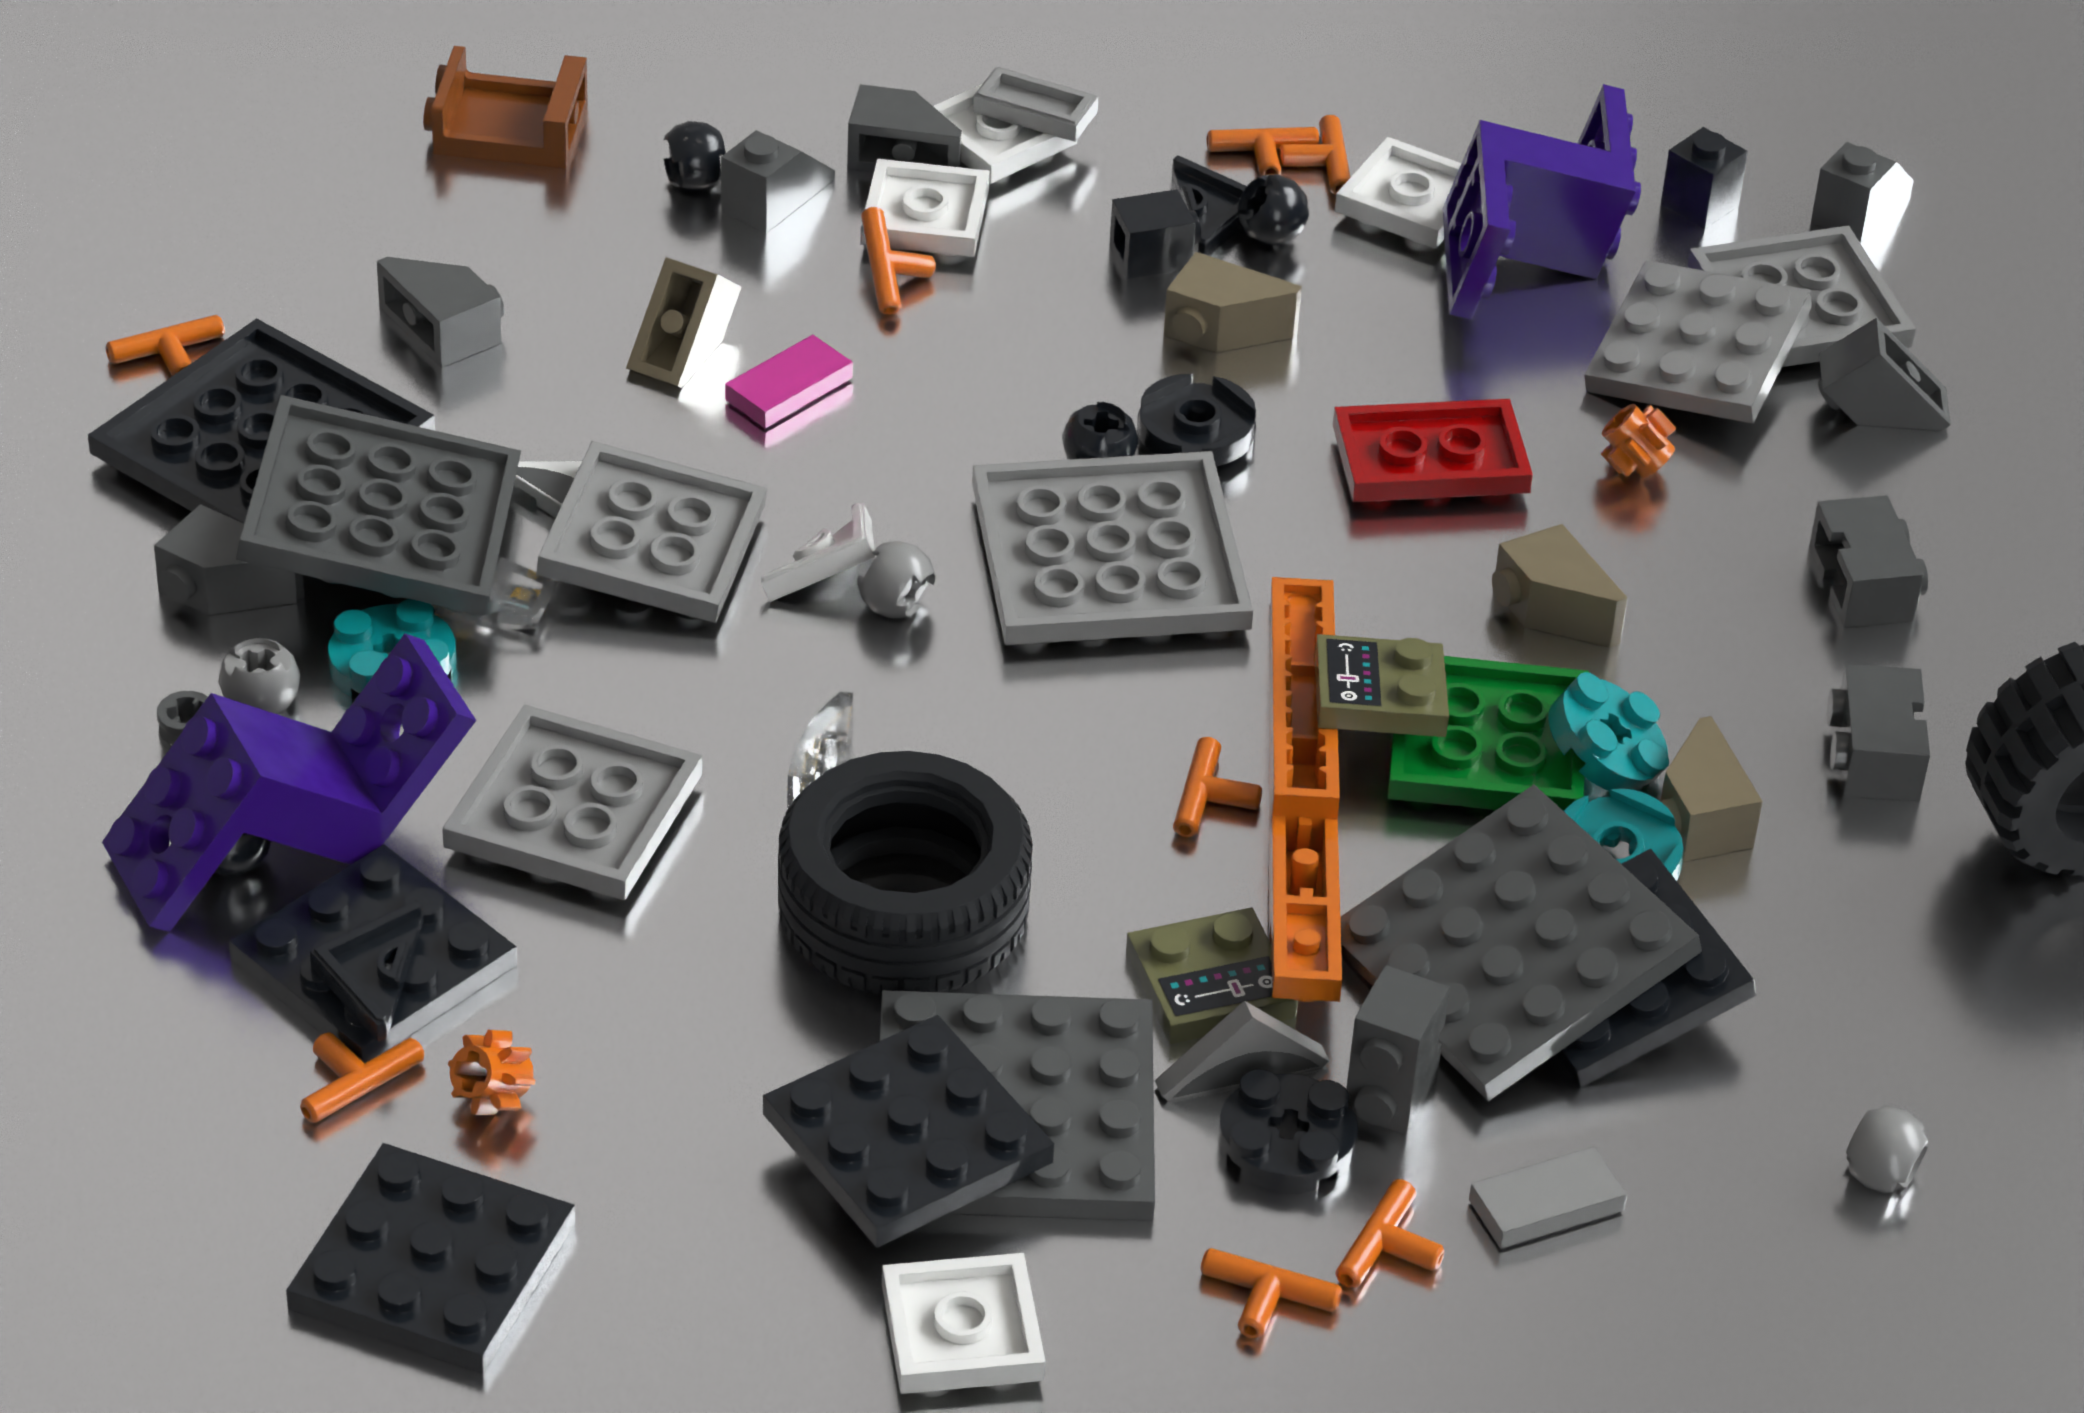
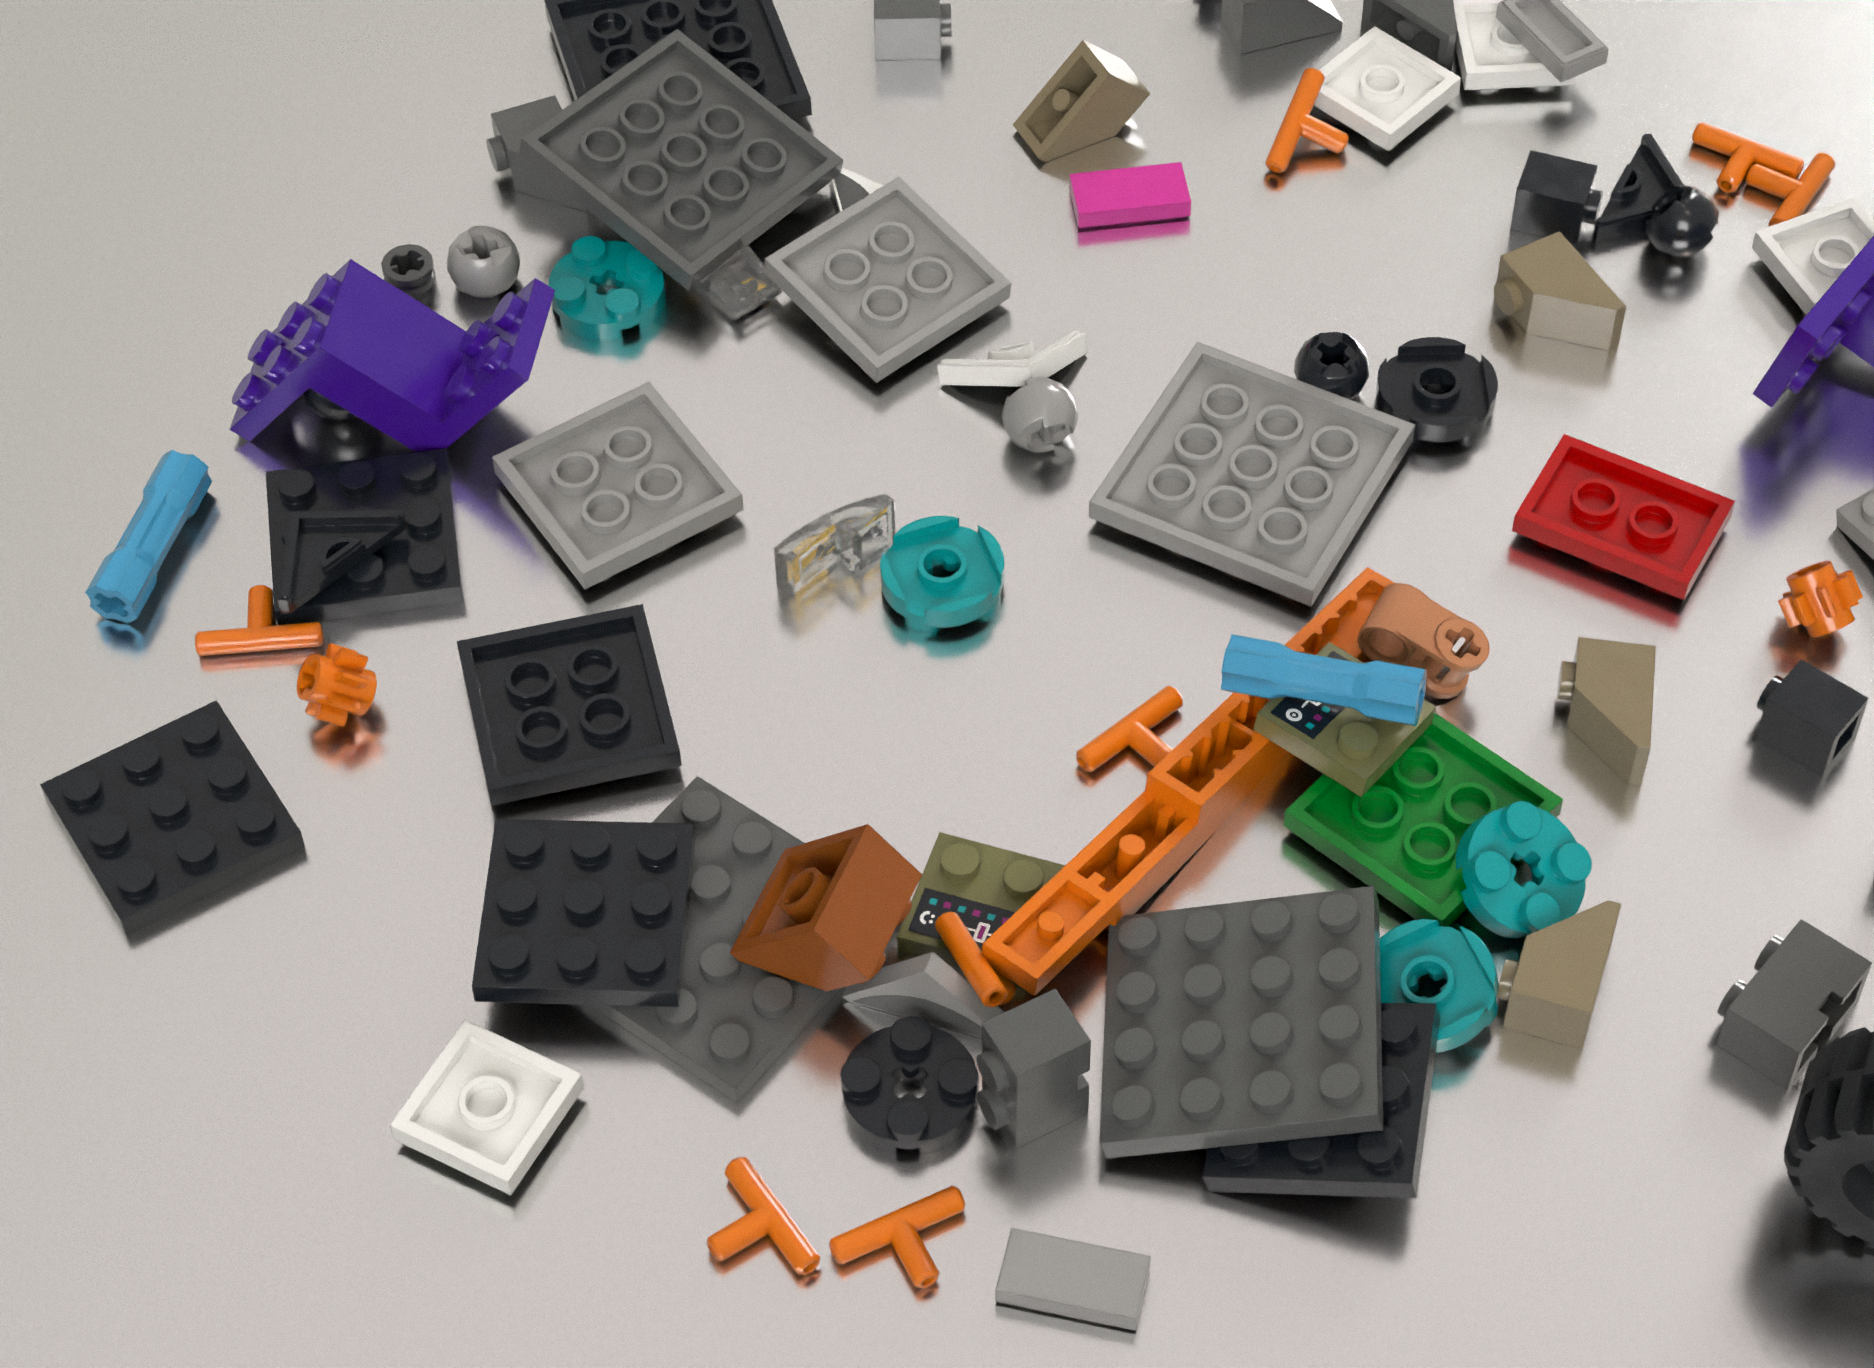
camera: 40 degrees right, 10 degrees up
(183, 1075) = (132, 568): none -> dark azure axle
(710, 991) = (568, 704): none -> black plate
(907, 808) = (790, 610): black tyre -> none
(956, 717) = (946, 601): none -> teal plate
(1118, 1019) = (829, 910): none -> dark orange slope
(1282, 1005) = (988, 984): none -> orange piece
(1316, 663) = (1371, 688): none -> dark azure axle
(1376, 602) = (1420, 633): none -> nougat piece
(1706, 529) = (1810, 716): none -> black brick

